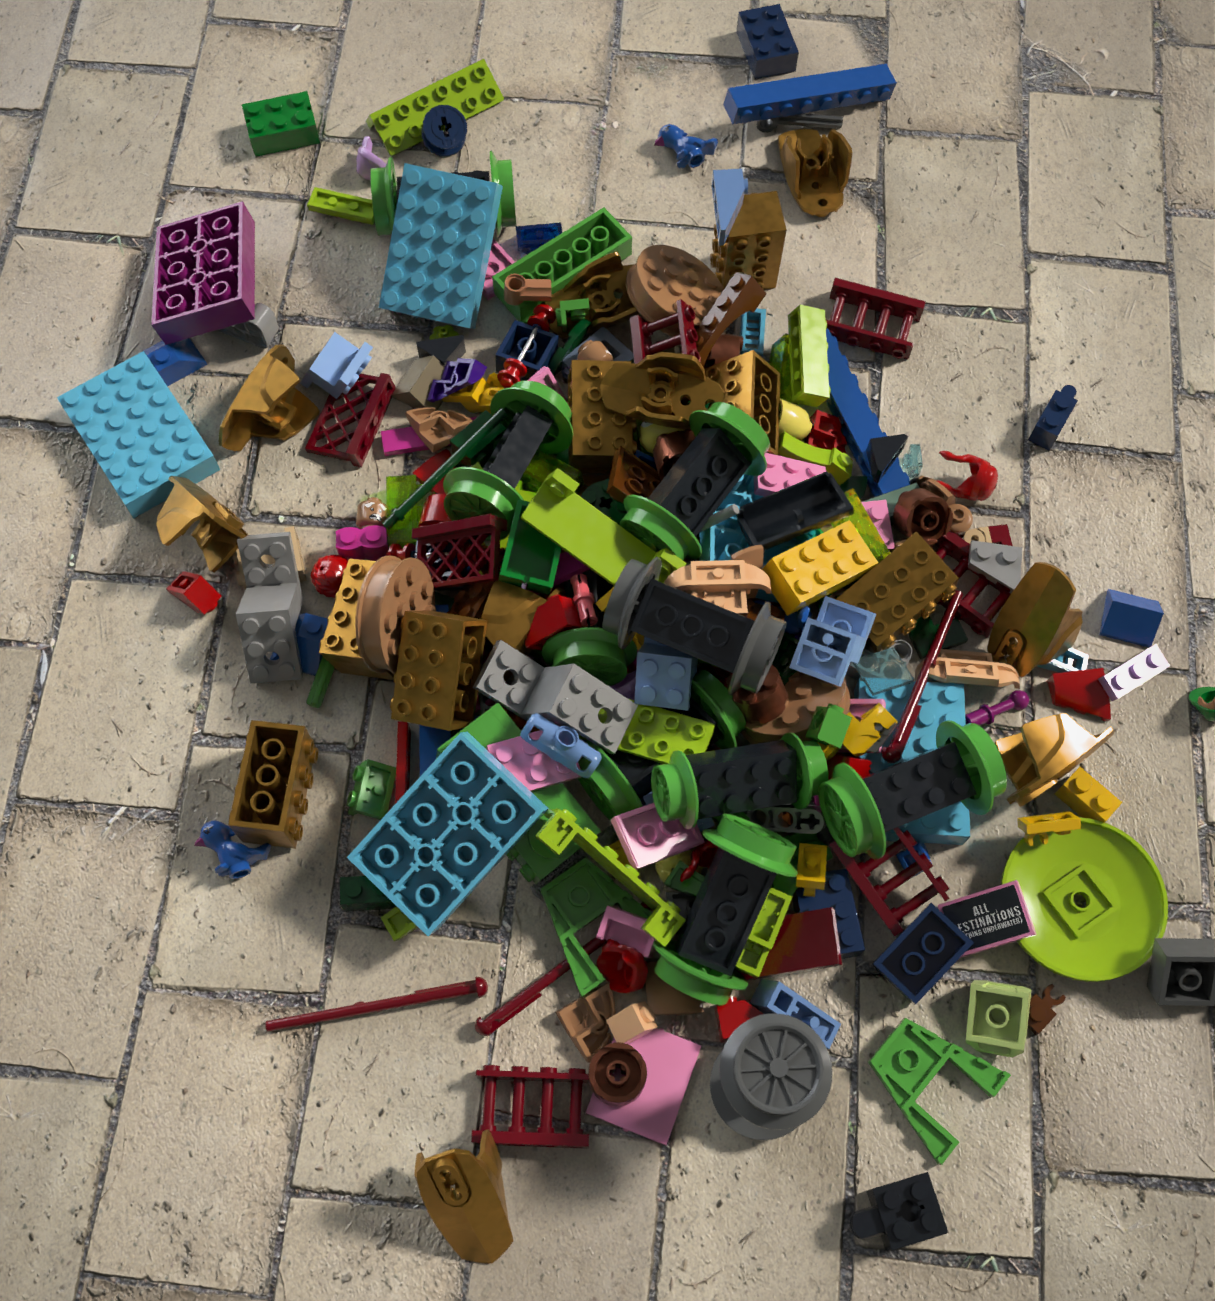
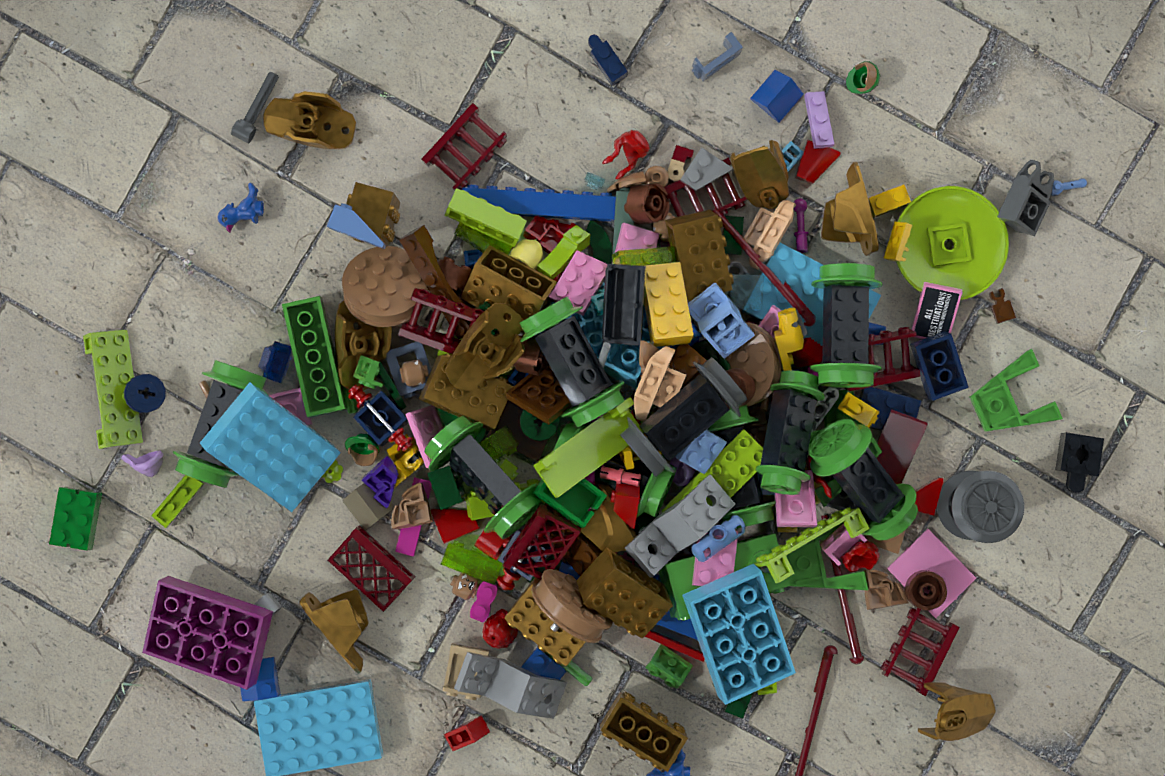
camera: 65 degrees left, 20 degrees up
(217, 527) = (417, 711): pearl gold piece -> none
(338, 366) = (331, 563): light blue bracket -> none
(441, 472) = (478, 568): dark green bar -> none
(443, 348) = (349, 479): black slope -> none
(484, 346) = (363, 449): none -> piece
(526, 289) = (337, 395): nougat piece -> none
(632, 1023) = (899, 567): light nougat brick -> none
(760, 315) = (448, 248): medium azure slope -> none
(763, 933) = (888, 461): lime slope -> none
(767, 41) = (169, 93): dark blue brick -> none
(777, 998) = (936, 462): medium blue slope -> none
(809, 93) = (243, 90): blue brick -> none
(829, 726) = (781, 357): bright green brick -> none
(883, 453) = (588, 205): black slope -> none
(998, 1017) = (995, 337): yellowish green slope -> none
(1156, 531) = (733, 51): none -> sand blue panel

